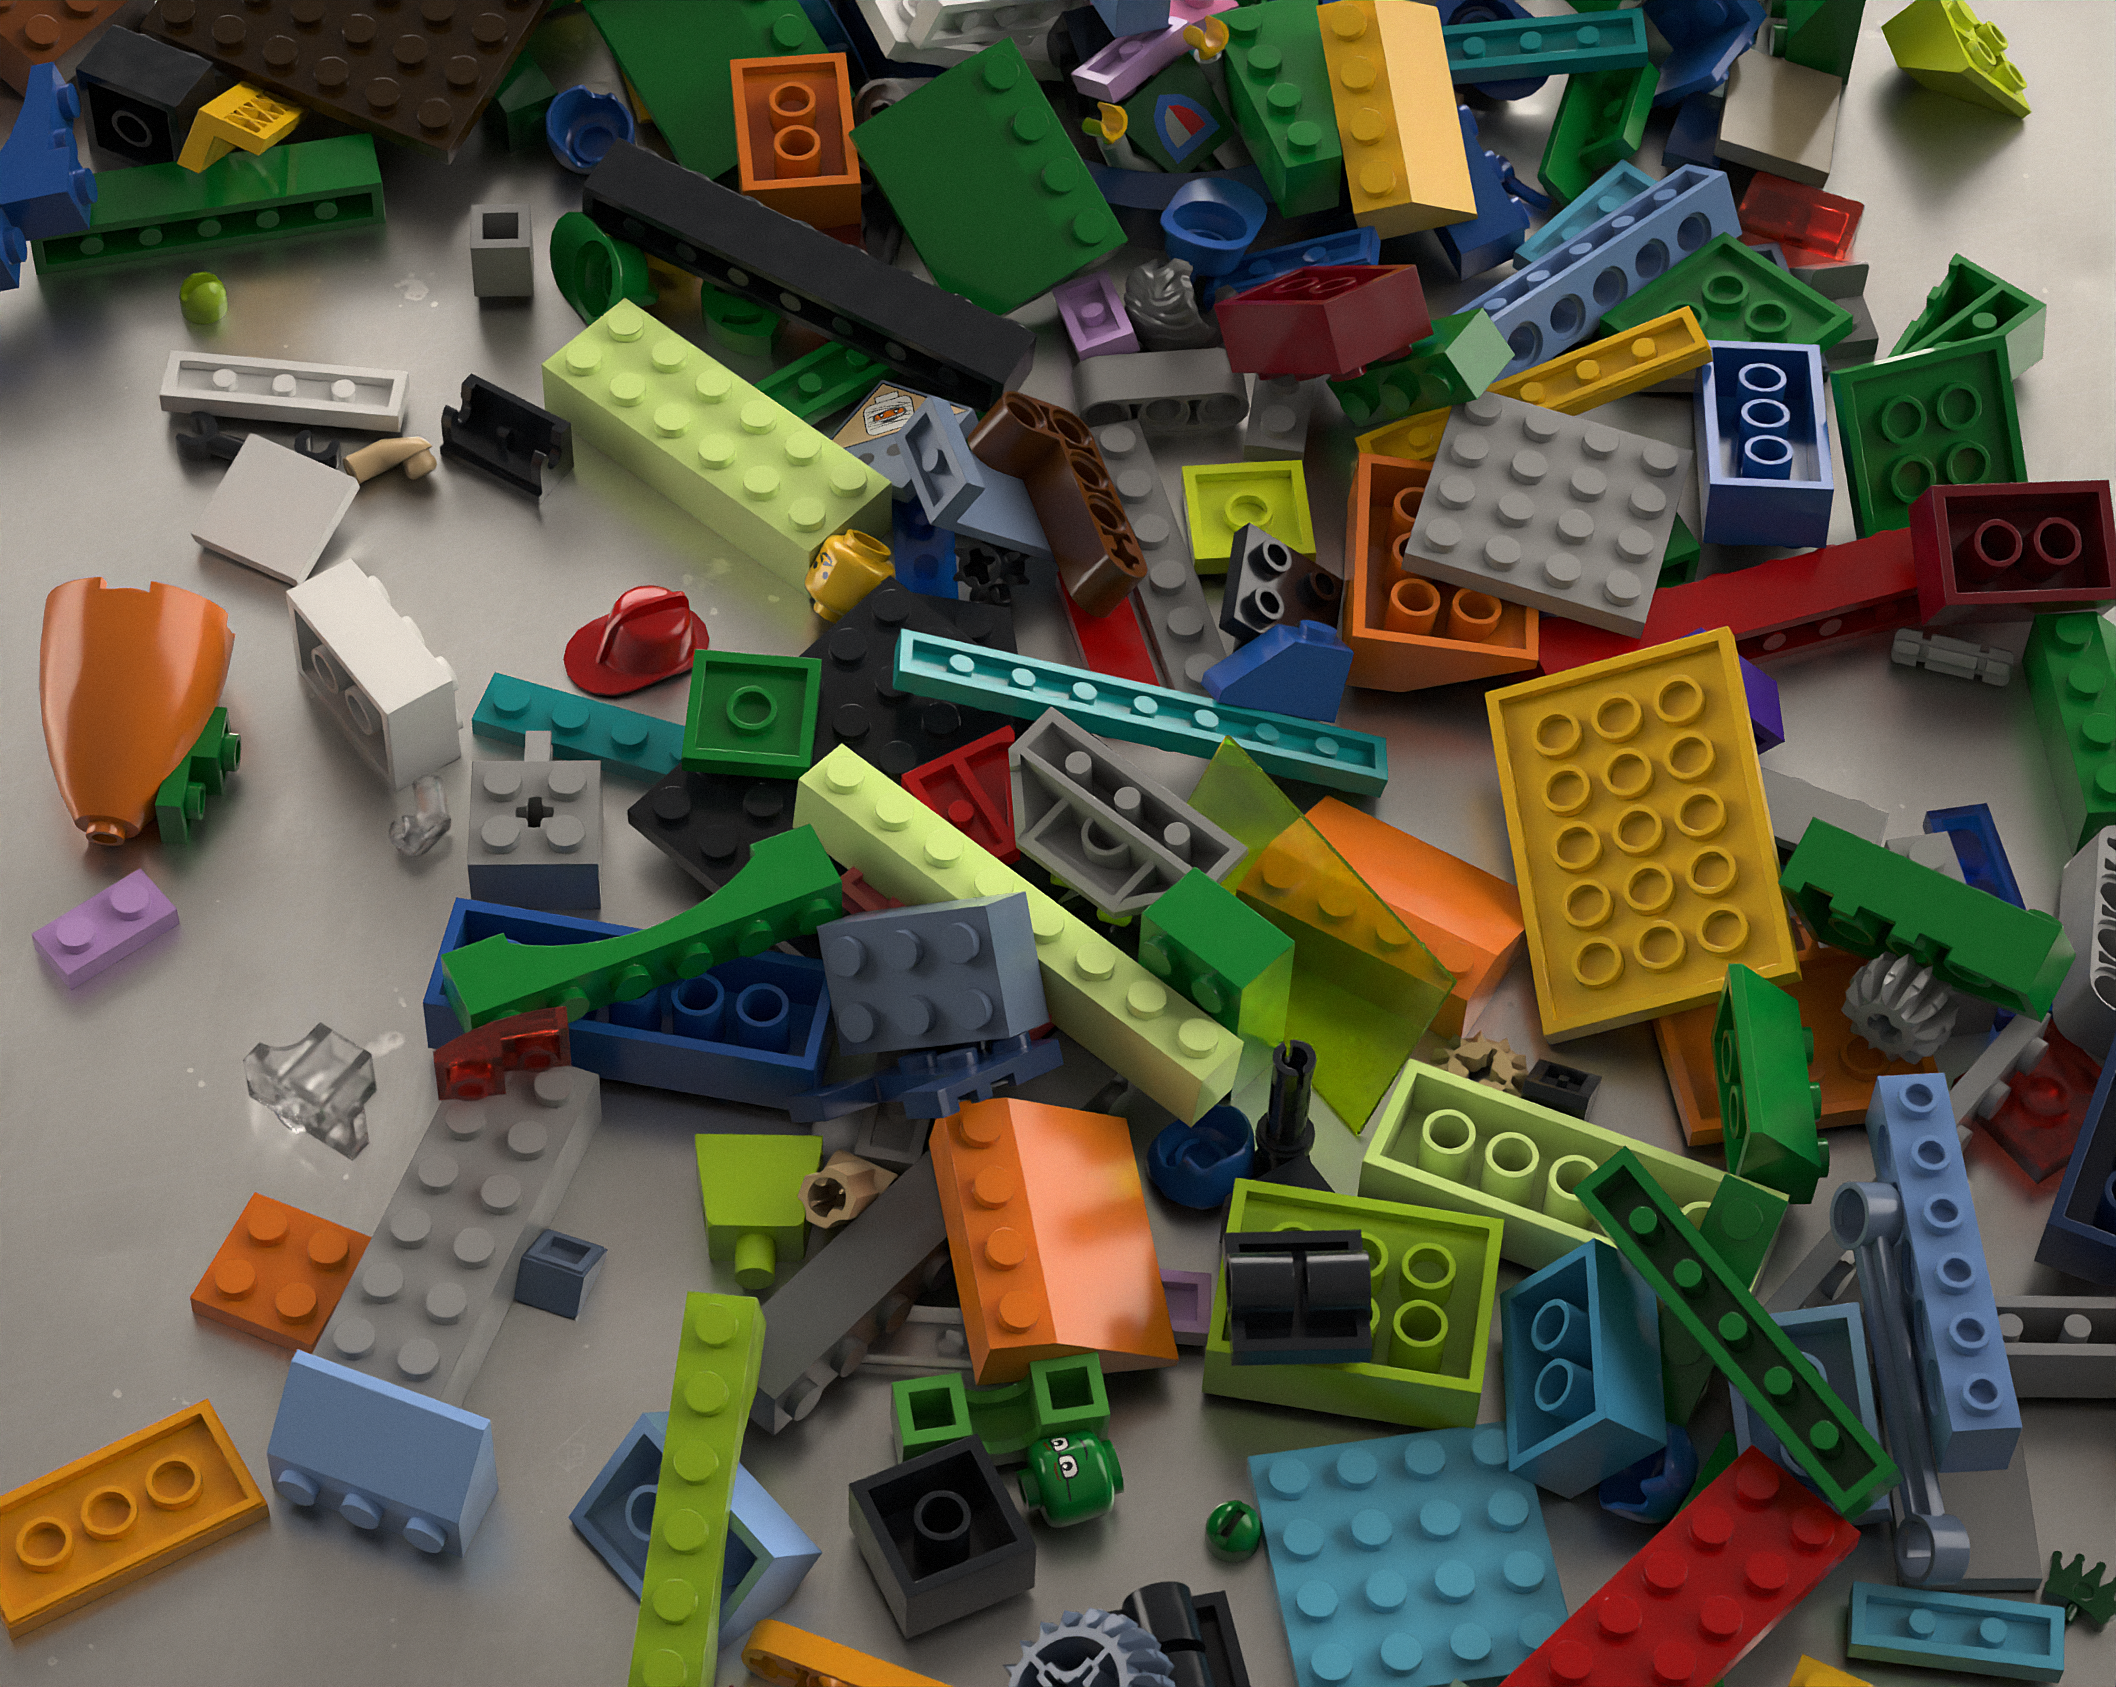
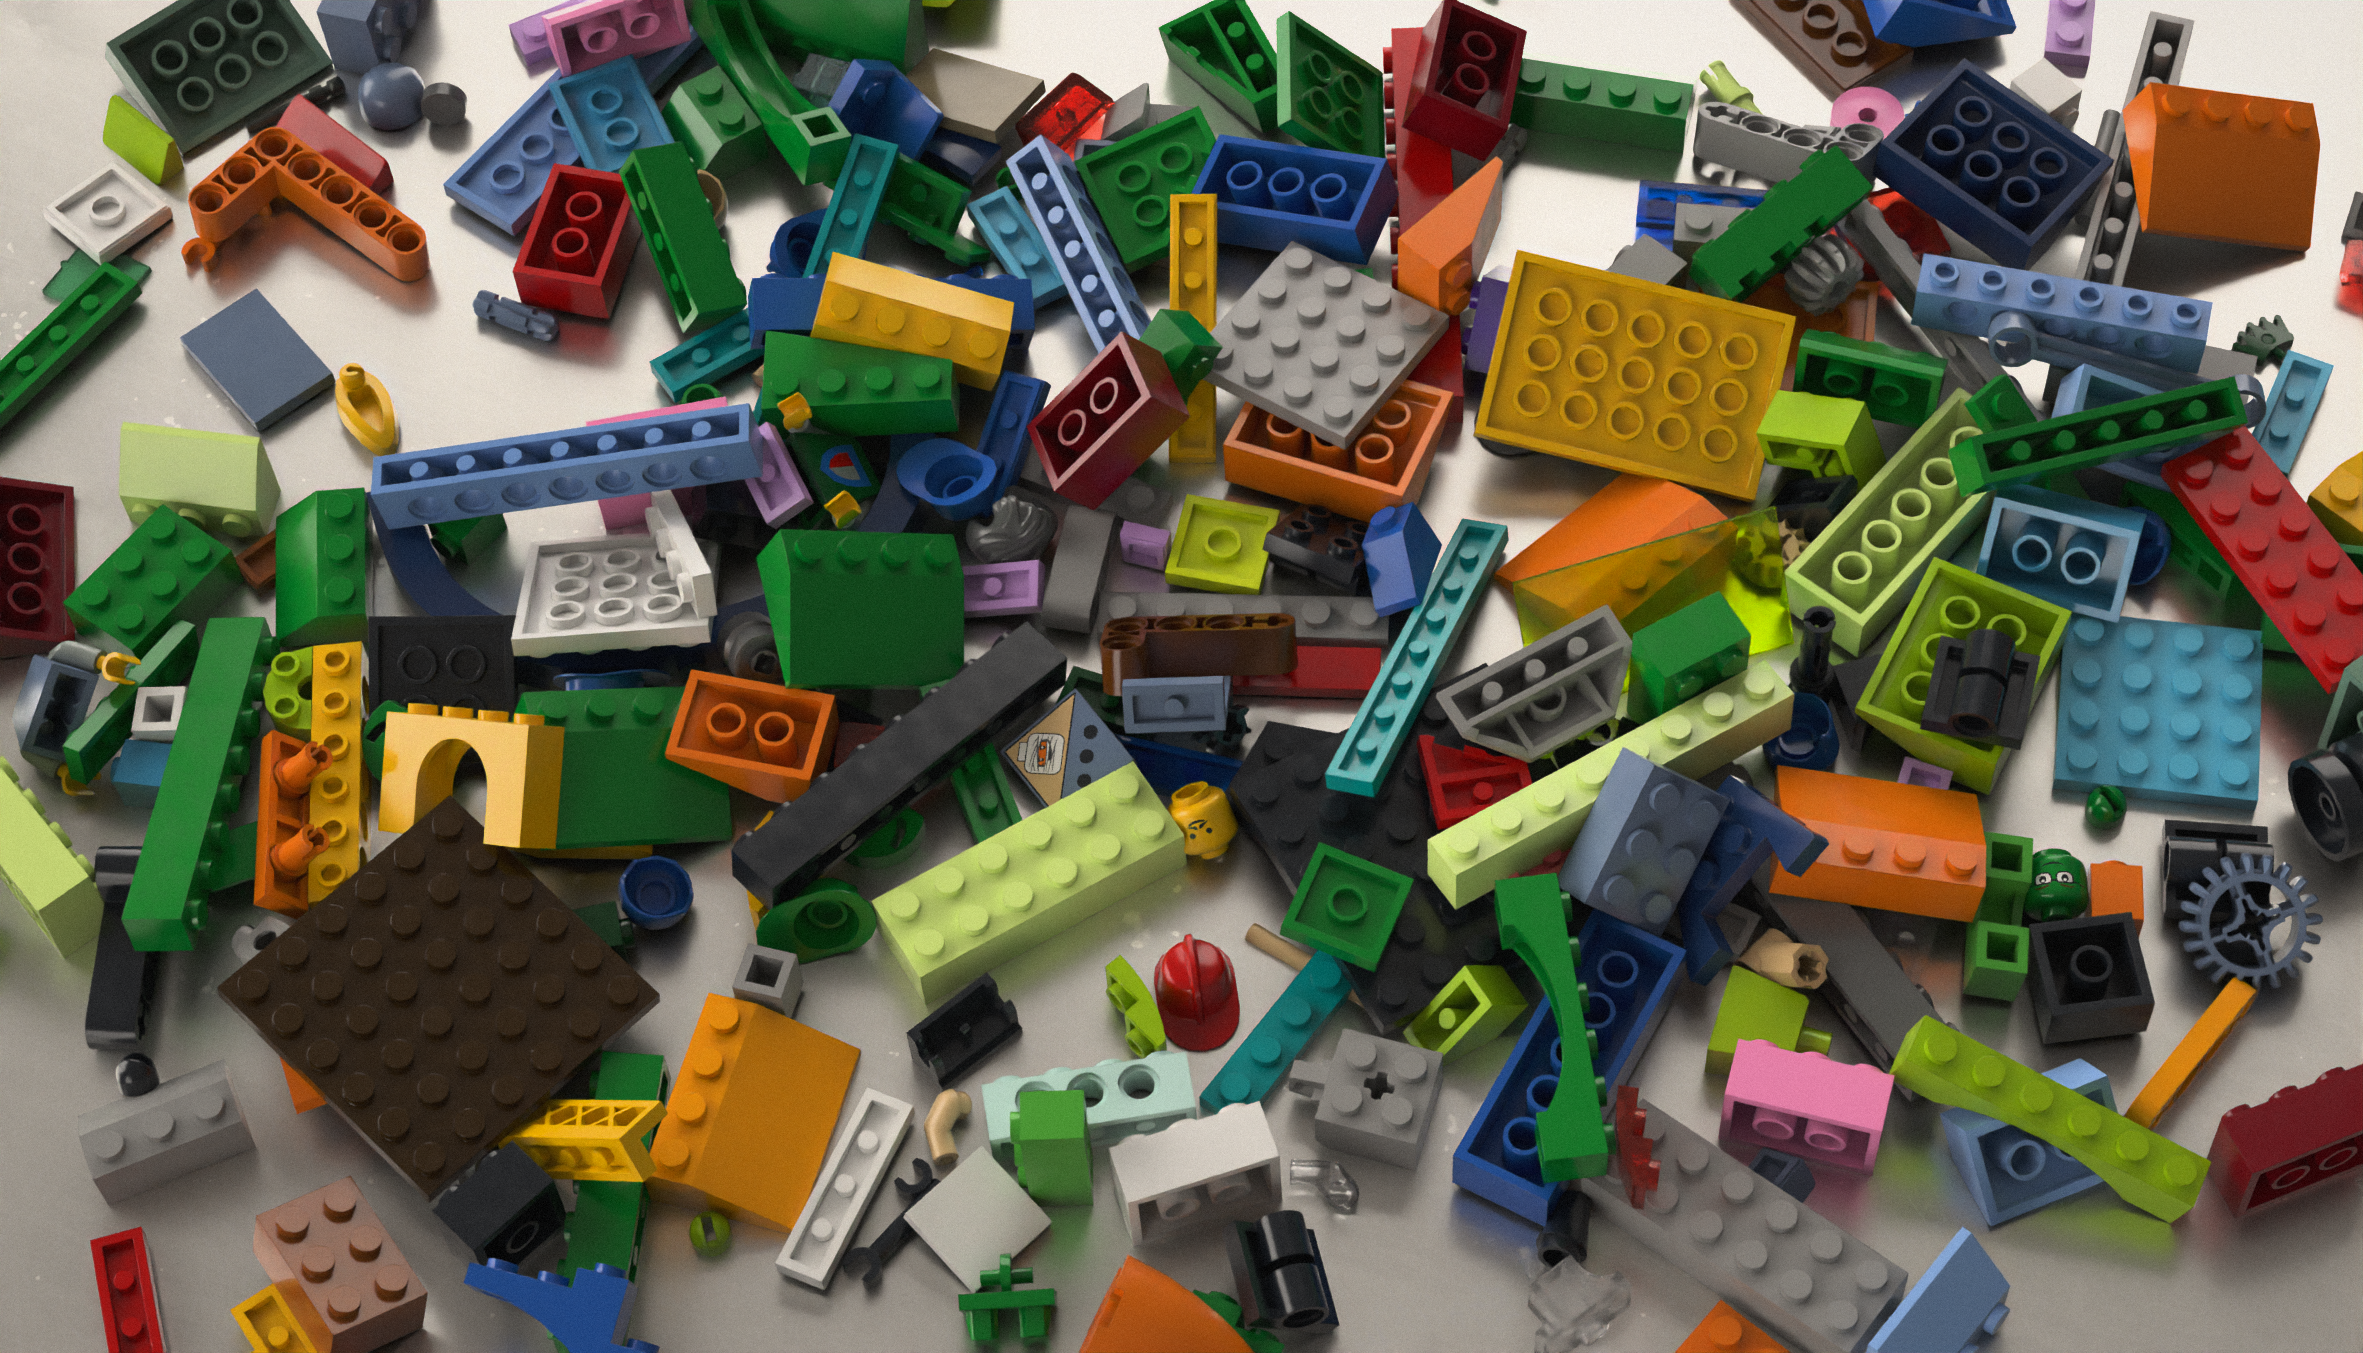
camera: 65 degrees left, 5 degrees up
(181, 551) = (983, 1308): none -> green hips
(271, 788) = (1280, 1274): none -> black plate
(349, 280) = (750, 1115): none -> light orange slope
(351, 508) = (1053, 1148): none -> bright green brick
(407, 1061) = (1566, 1230): none -> black cone
(449, 573) = (1111, 1082): none -> light aqua brick
(579, 595) = (1142, 1019): none -> lime slope
(646, 1248) = (1805, 1106): none -> bright pink brick
(668, 883) = (1467, 1012): none -> lime slope
(1080, 1555) = (2116, 889): none -> orange brick
(1214, 433) = (1145, 545): none -> lavender tile
(1646, 1064) = (1821, 436): none -> lime brick
(1763, 588) = (1450, 244): none -> orange slope

